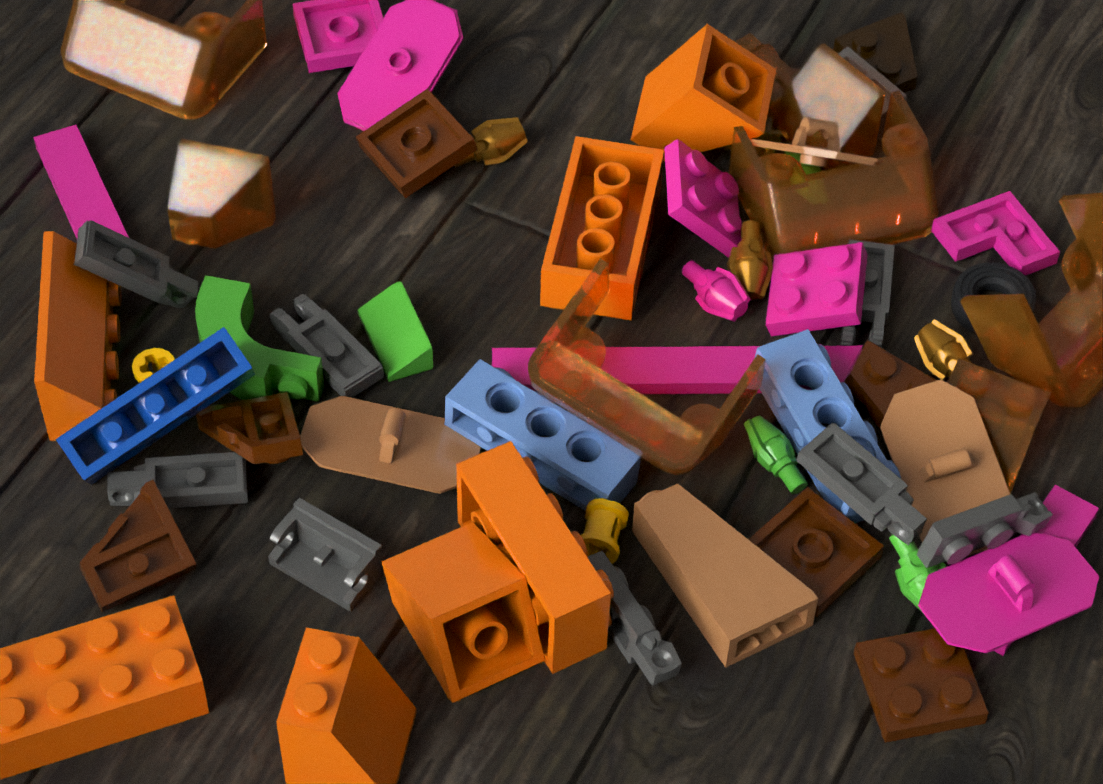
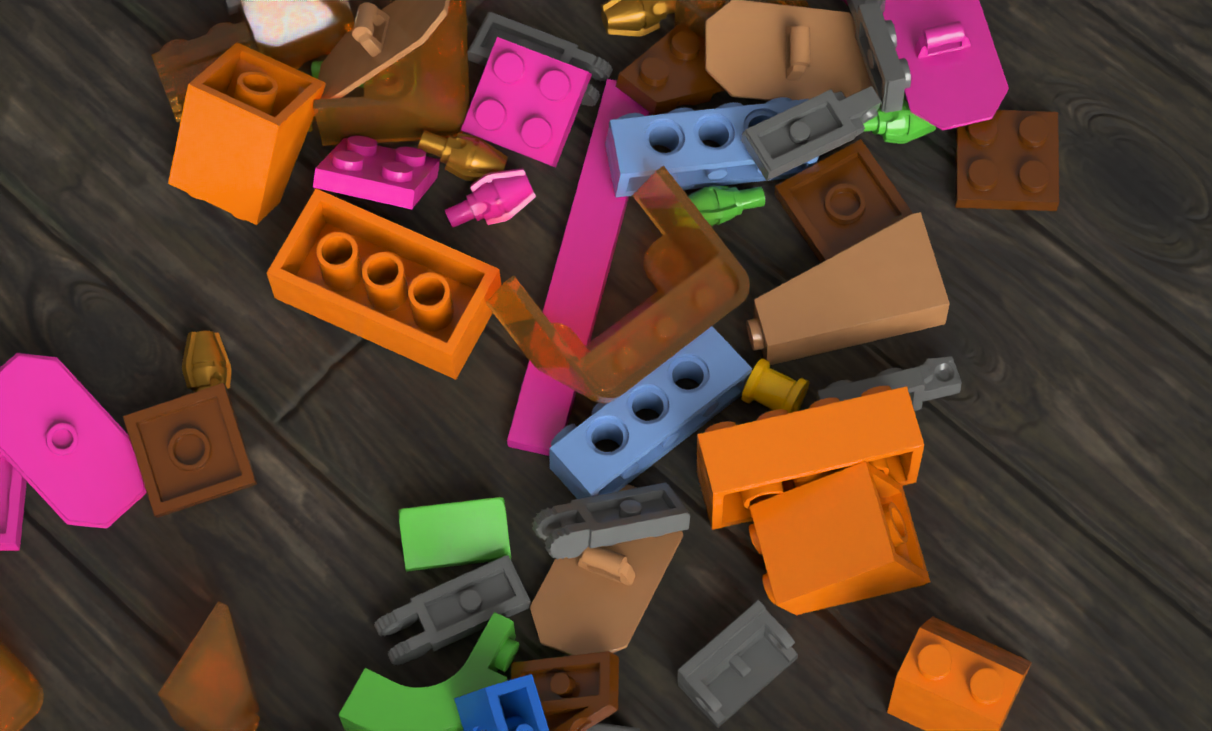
camera: 70 degrees left, 15 degrees up
(425, 417) = (610, 519): none -> dark grey hinge

